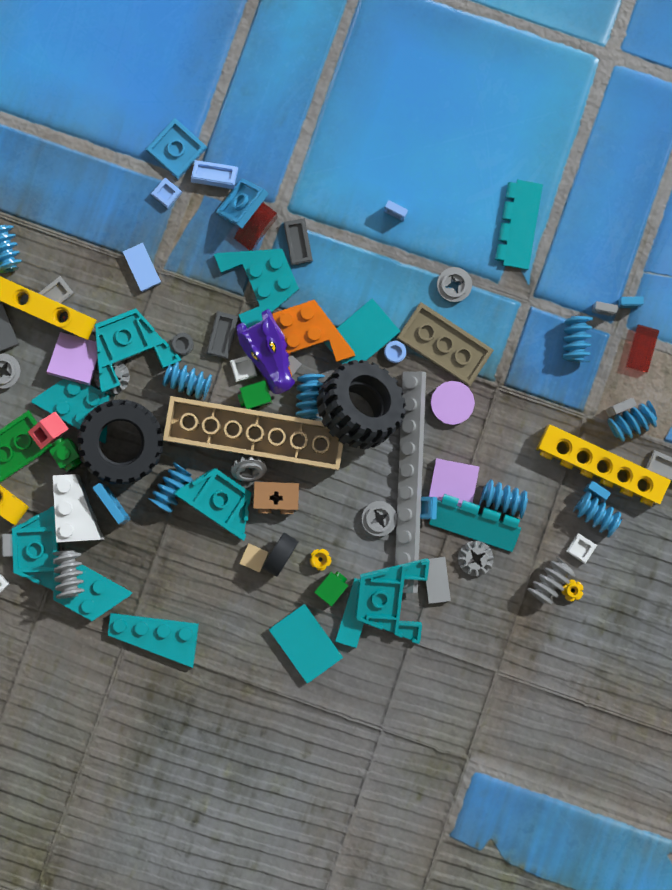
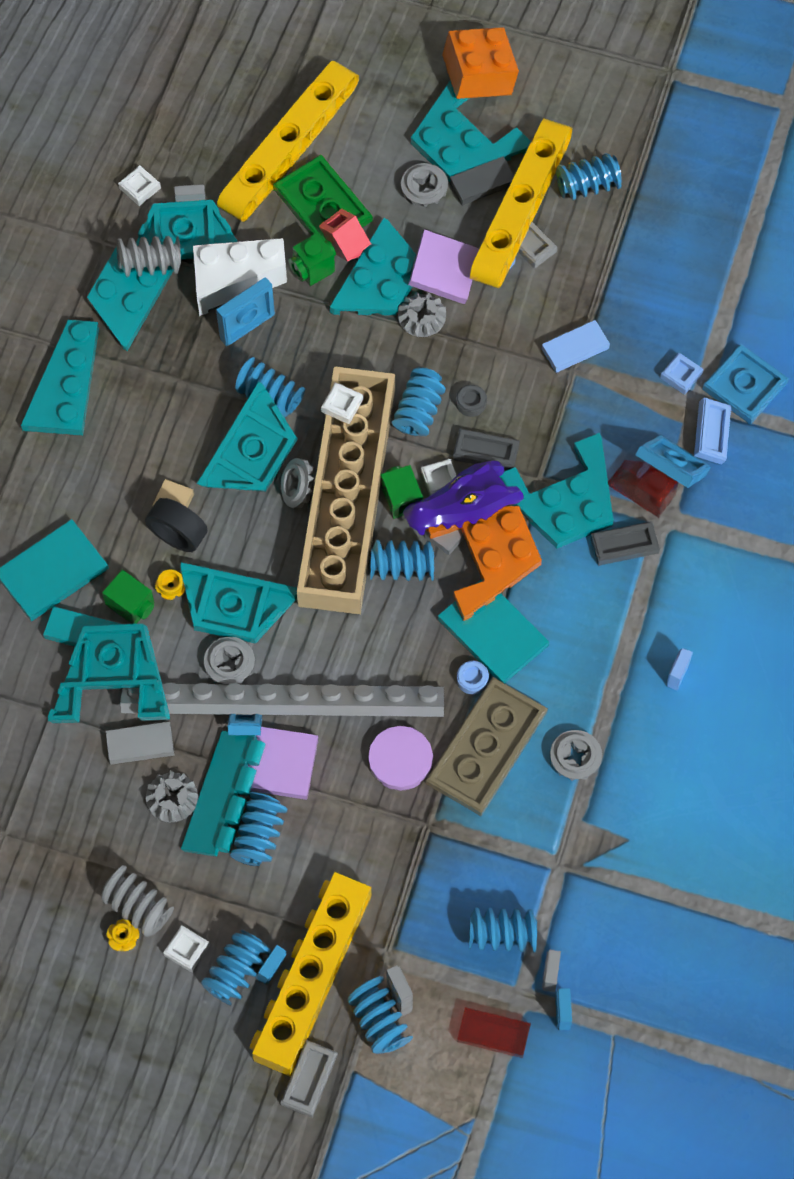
camera: 90 degrees right, 20 degrees down
(124, 338) = (473, 322): teal wing -> none
(127, 471) = (323, 281): black tyre -> none
(194, 434) = (342, 403): none -> white tile
(264, 490) = (261, 505): medium nougat brick -> none
(337, 515) = (234, 603): none -> teal wing
(376, 388) = (427, 625): black tyre -> none
(521, 229) = (670, 851): teal windscreen -> none

